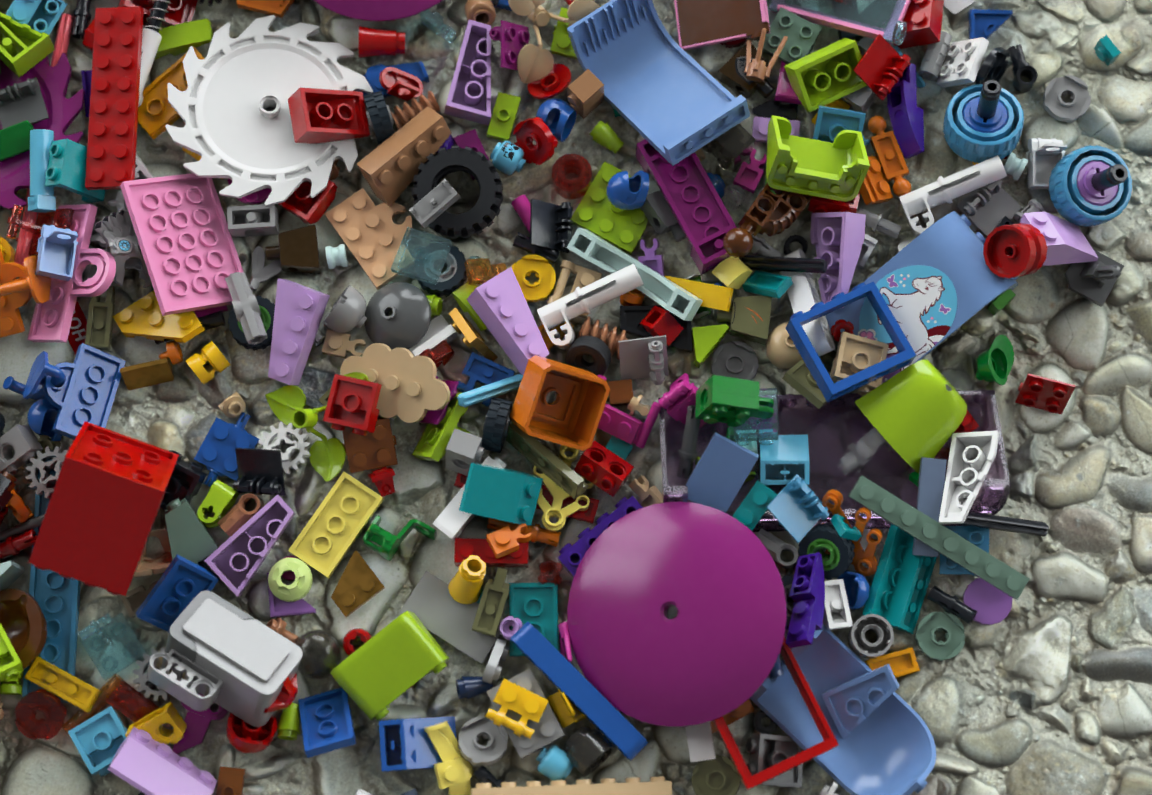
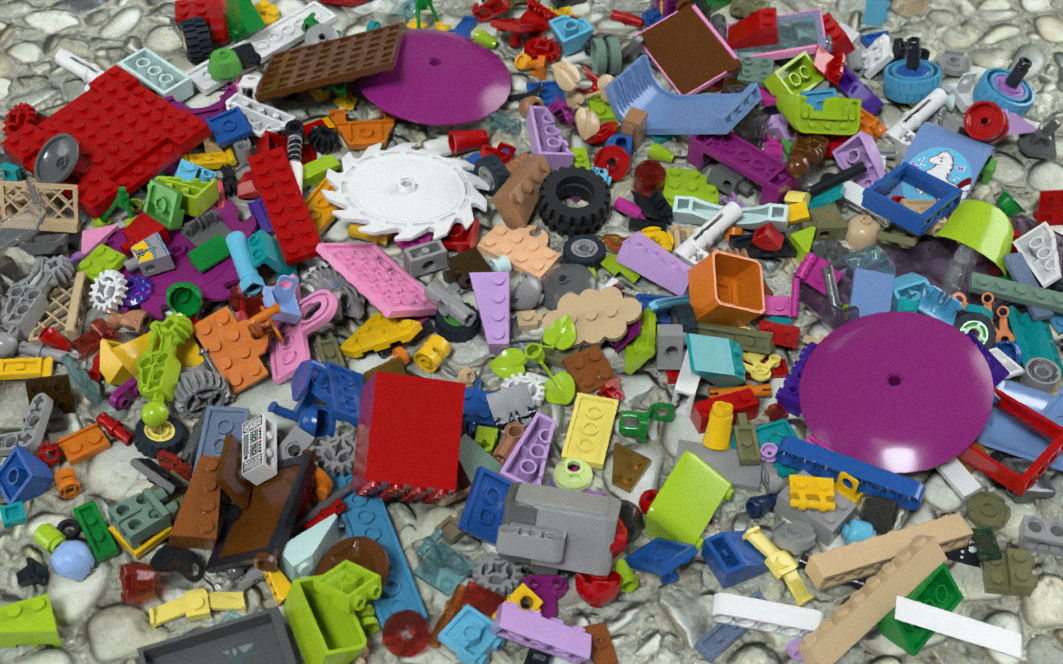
camera: 25 degrees left, 30 degrees down
(62, 684) = (424, 603): yellow tile -> none
(327, 115) = (452, 178): red slope -> none
(353, 405) = (569, 335): red plate -> none
(421, 256) = (567, 243): clear light blue plate -> none
(434, 203) = (565, 200): light grey hinge -> none
(471, 335) = (631, 280): pearl gold wing -> none
(506, 541) = (736, 389): orange plate -> none
(625, 191) = (696, 170): blue helmet -> none
(635, 405) = (781, 290): tan plate -> none
(644, 359) = (770, 258): light grey hinge -> none
(731, 401) = (853, 247): green brick -> none
(756, 69) = (744, 82): nougat plant -> none
(1106, 50) = (961, 33): teal plate -> none

